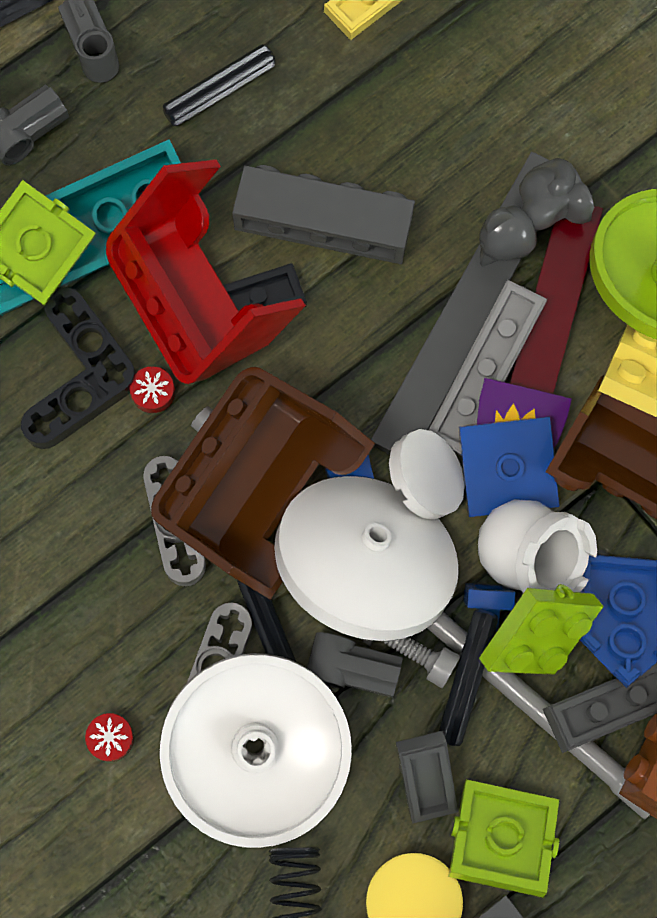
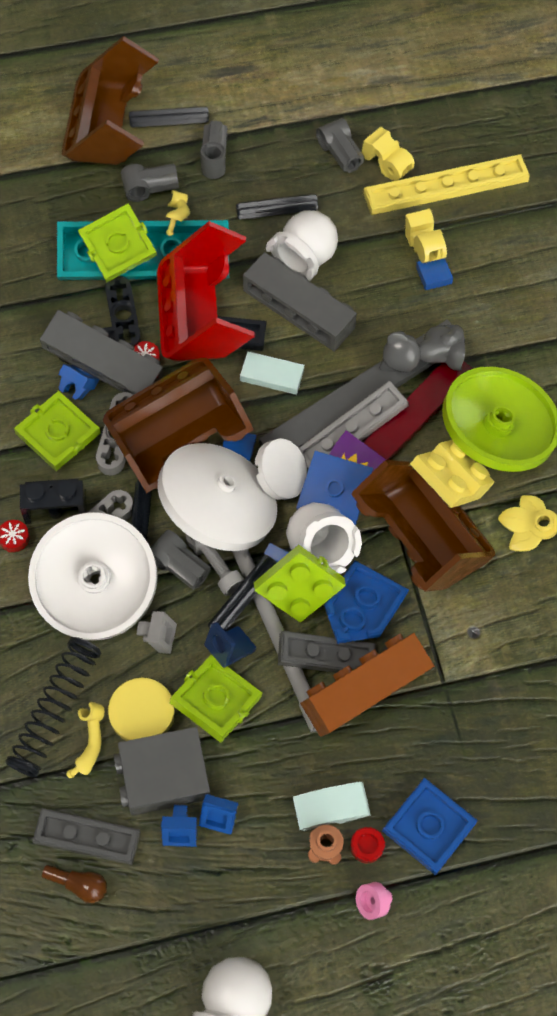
camera: 25 degrees right, 10 degrees down
(80, 466) = (83, 381): none -> blue tile
(90, 557) = (57, 430): none -> lime plate
(97, 163) = (181, 211): none -> light yellow piece
(98, 422) = (100, 355): none -> dark grey brick
(139, 661) = (52, 496): none -> black window
(292, 126) = (305, 242): none -> white tile
(337, 335) = (272, 373): none -> light aqua tile
(381, 782) = (158, 632): none -> light grey tile
(427, 776) = (186, 638): dark grey tile -> none
(434, 43) = (421, 235): none -> light yellow leg
(479, 89) = (434, 274): none -> blue tile
(483, 754) = (228, 645): none -> dark blue bracket

